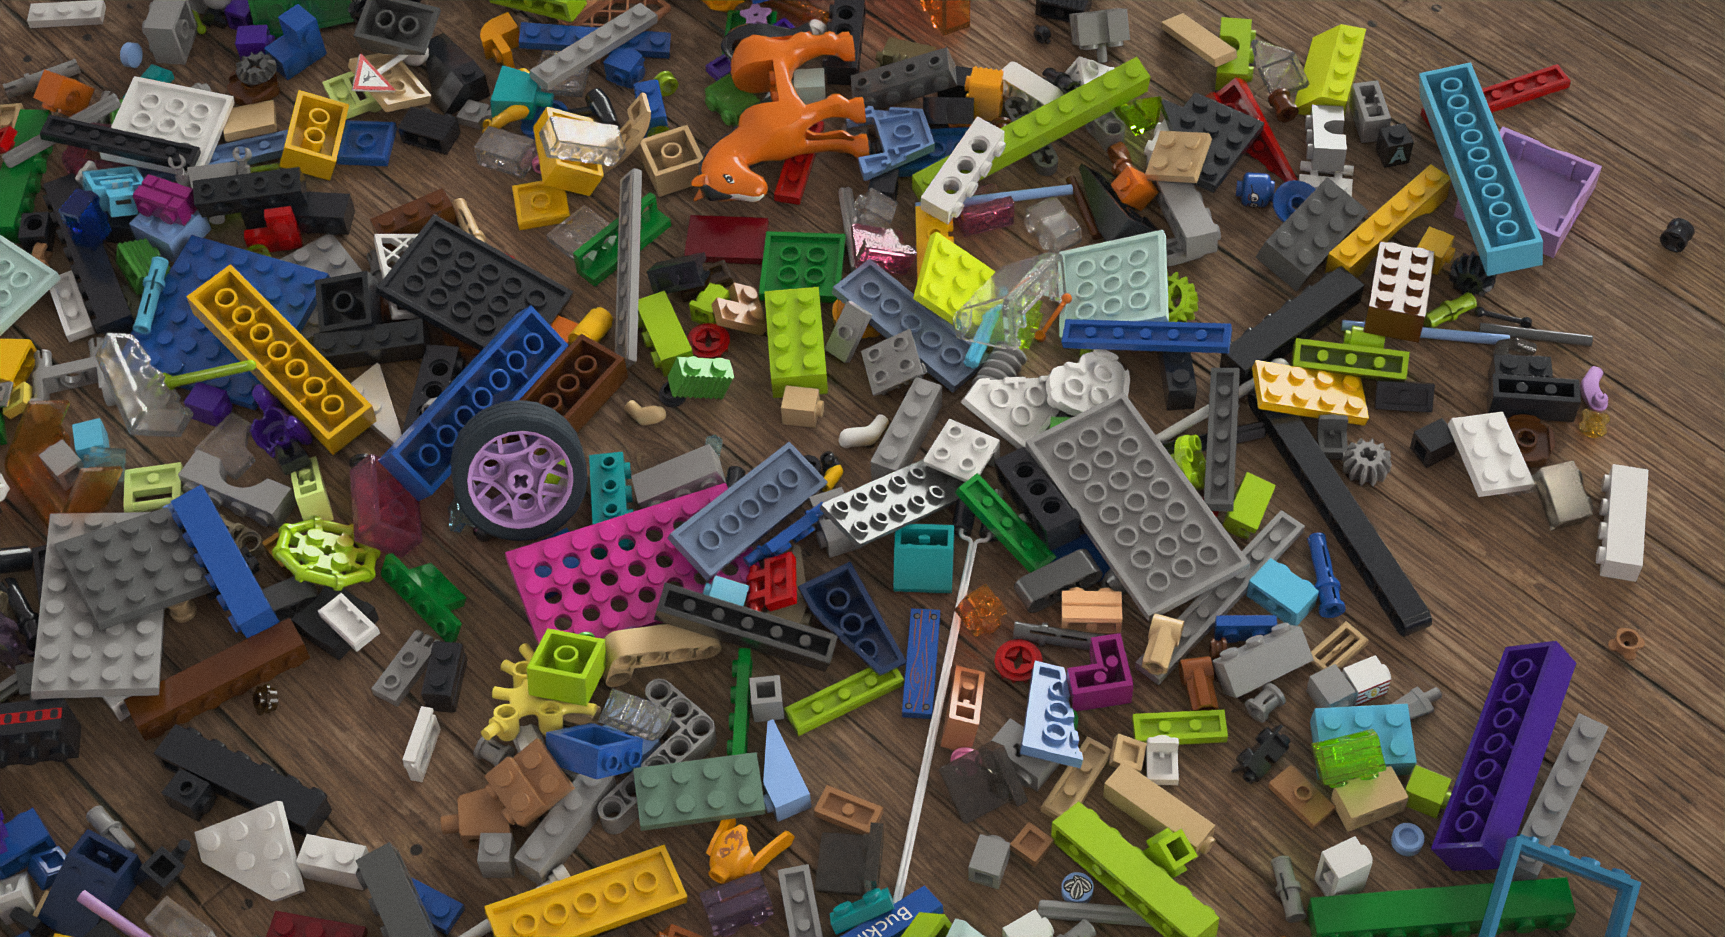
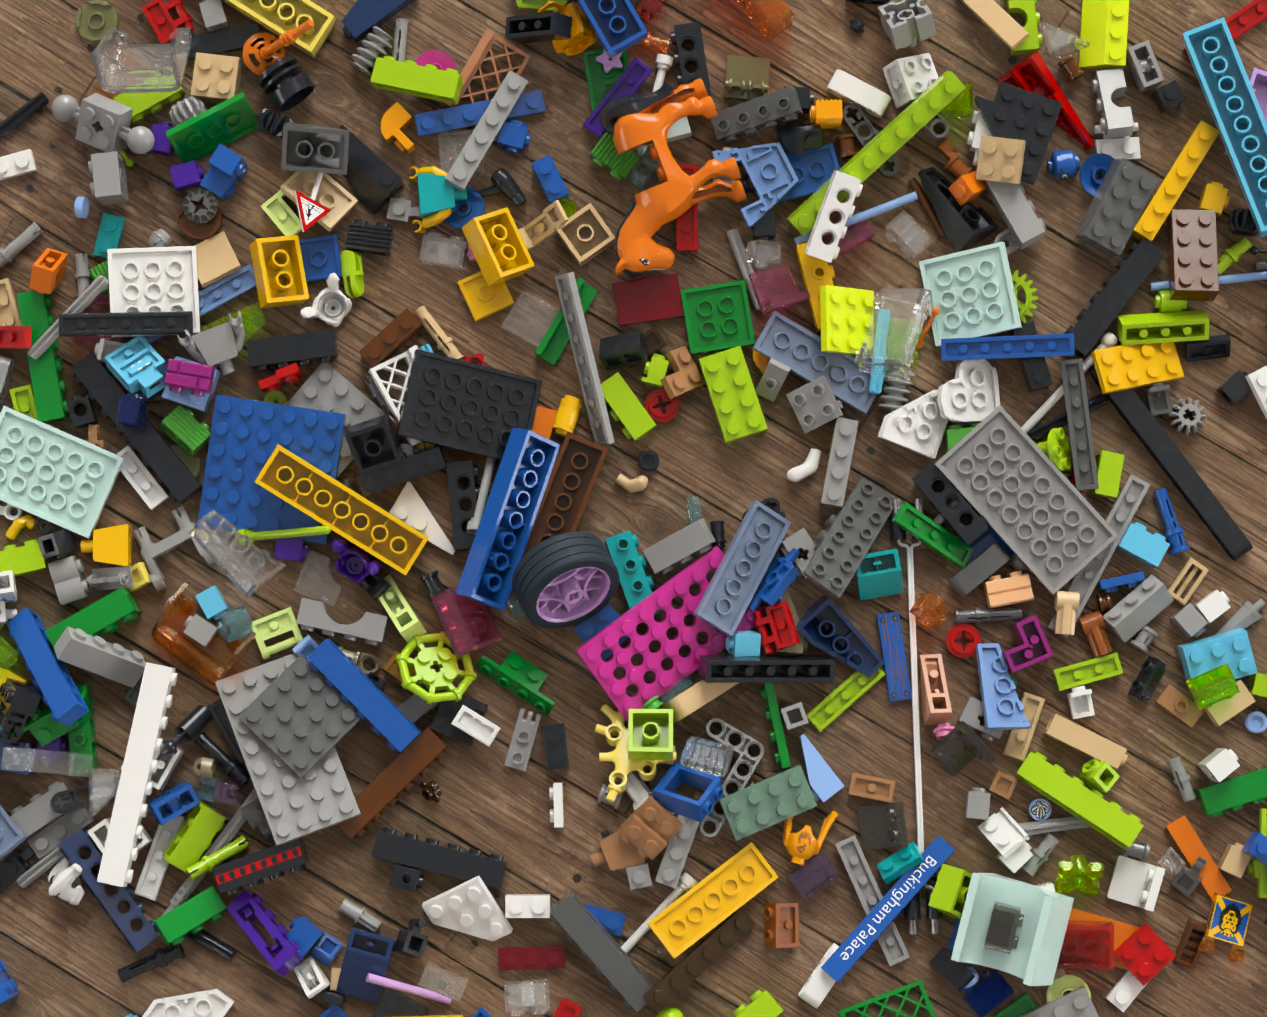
camera: 15 degrees left, 30 degrees up
(153, 284) = (206, 440): medium azure pin -> none
(250, 192) = (256, 354): black brick -> none
(355, 174) = (326, 300): none -> white hair
(397, 157) = (352, 273): none -> lime arm
(582, 141) = (514, 248): clear brick -> none
(667, 83) = (552, 146): lime bush -> none
(700, 377) = (669, 448): bright green brick -> none
(801, 406) = (752, 454): tan brick -> none
(832, 469) = (789, 504): arm -> none
(962, 451) = (886, 477): white bracket -> none
(1016, 900) = (1003, 832): none -> white plate
(1060, 80) = (885, 83): black pin -> none
(1127, 750) = (1055, 701): tan plate -> none

